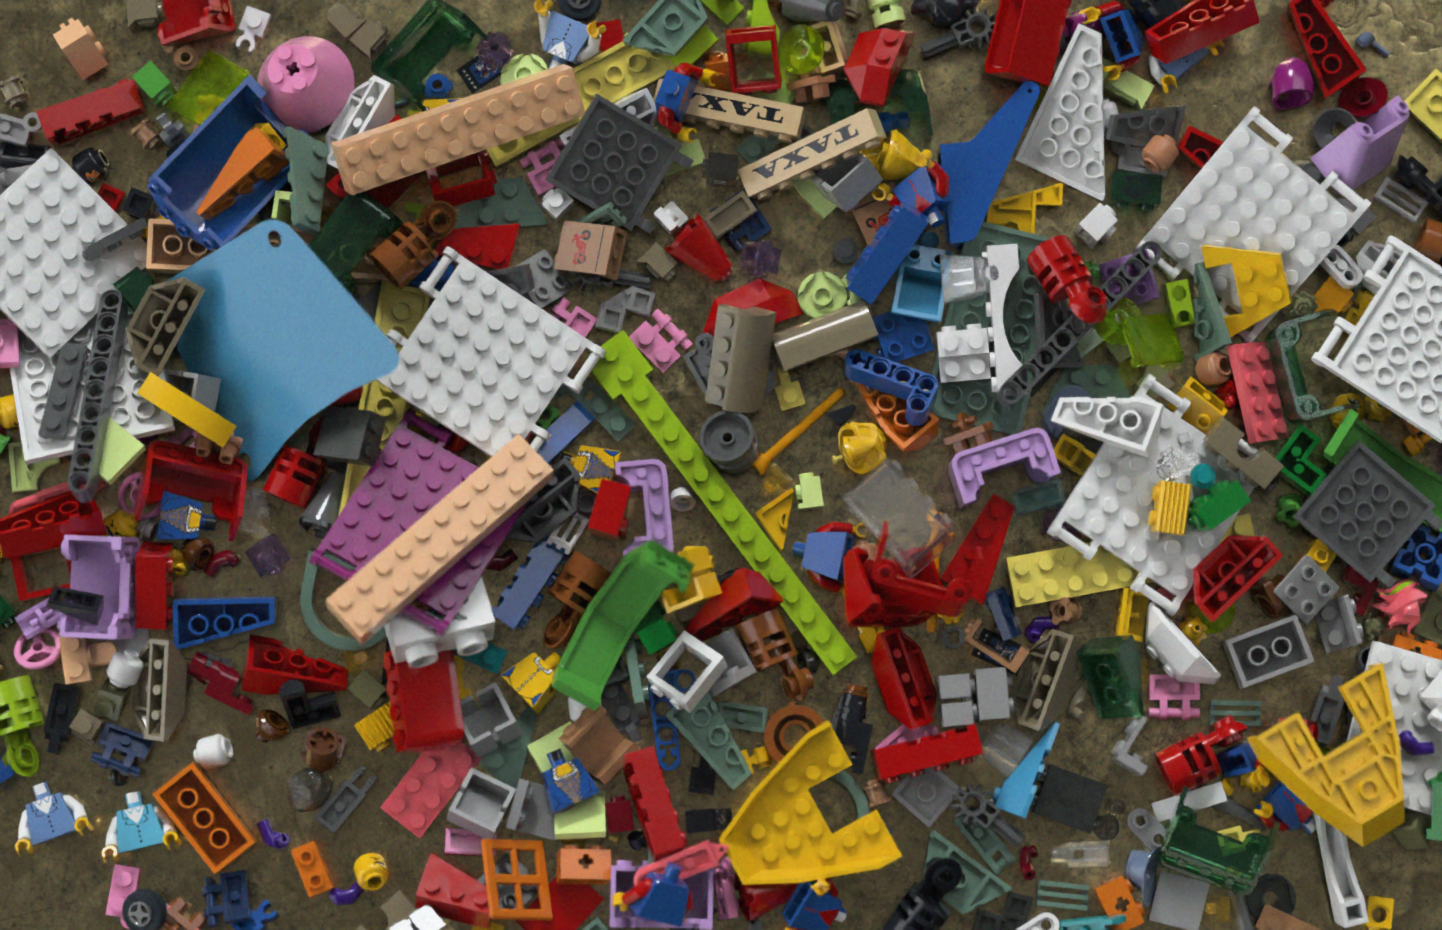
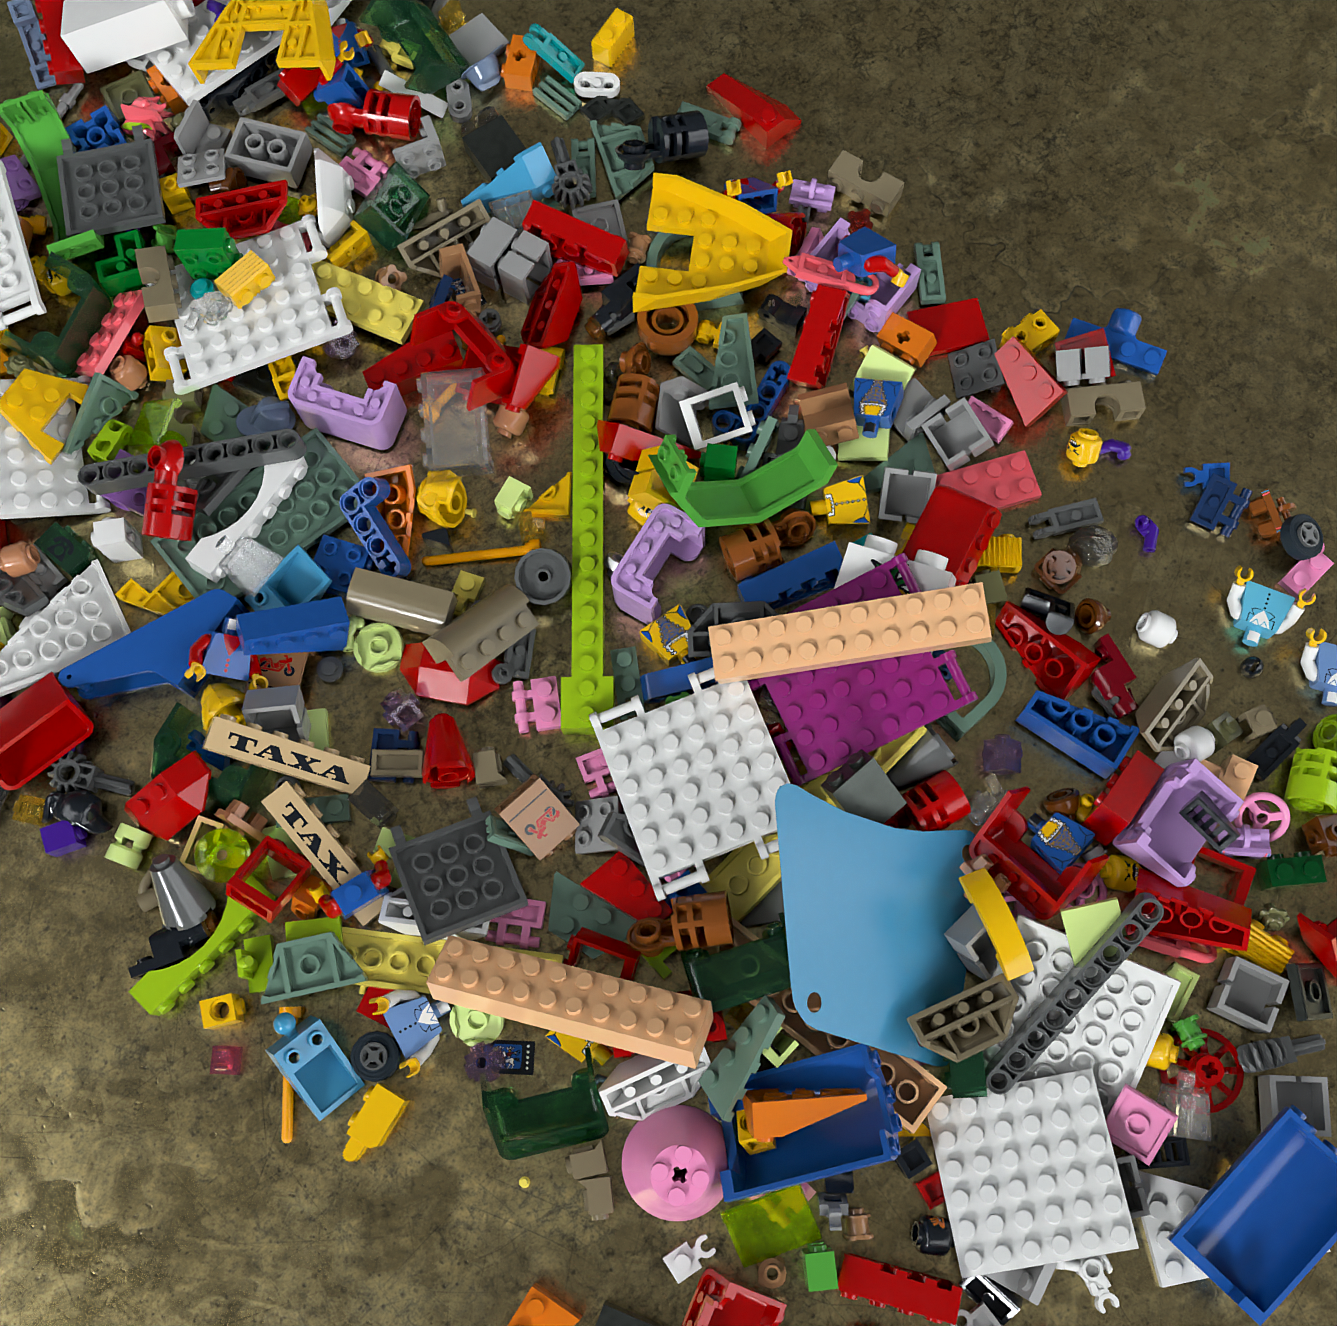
camera: 135 degrees left, 10 degrees down
(63, 391) = (1100, 1025): dark grey plate -> none
(114, 240) = (959, 1138): dark grey hinge -> none
(125, 743) = (1232, 689): dark blue plate -> none
(205, 818) = (1200, 578): orange brick -> none
(220, 559) = (1045, 785): dark red arm -> none
(313, 868) = (1131, 482): orange brick -> none
(441, 93) = (559, 1078): blue brick -> none
(493, 879) = (989, 363): orange window -> none
(556, 203) = (535, 882): white brick -> none
(561, 542) = (744, 589): white tile -> none
(610, 511) = (688, 570): red wedge -> none
(614, 309) = (555, 755): light grey tile -> none
(619, 815) = (849, 360): dark red brick -> none
(637, 840) = (843, 335): black hinge -> none
(670, 217) = (449, 799): white bracket -> none
(825, 553) = (534, 439): blue torso -> none
(960, 440) = (351, 455): dark orange hips -> none
(963, 353) = (303, 514): white plate -> none
(1025, 861) = (567, 129): dark red arm -> none
(1037, 497) = (341, 371): clear light blue brick -> none
(1038, 626) = (421, 286): dark purple arm -> none
(1095, 854) = (517, 105): clear torso -> none
(1121, 422) = (224, 360): white wedge -> none

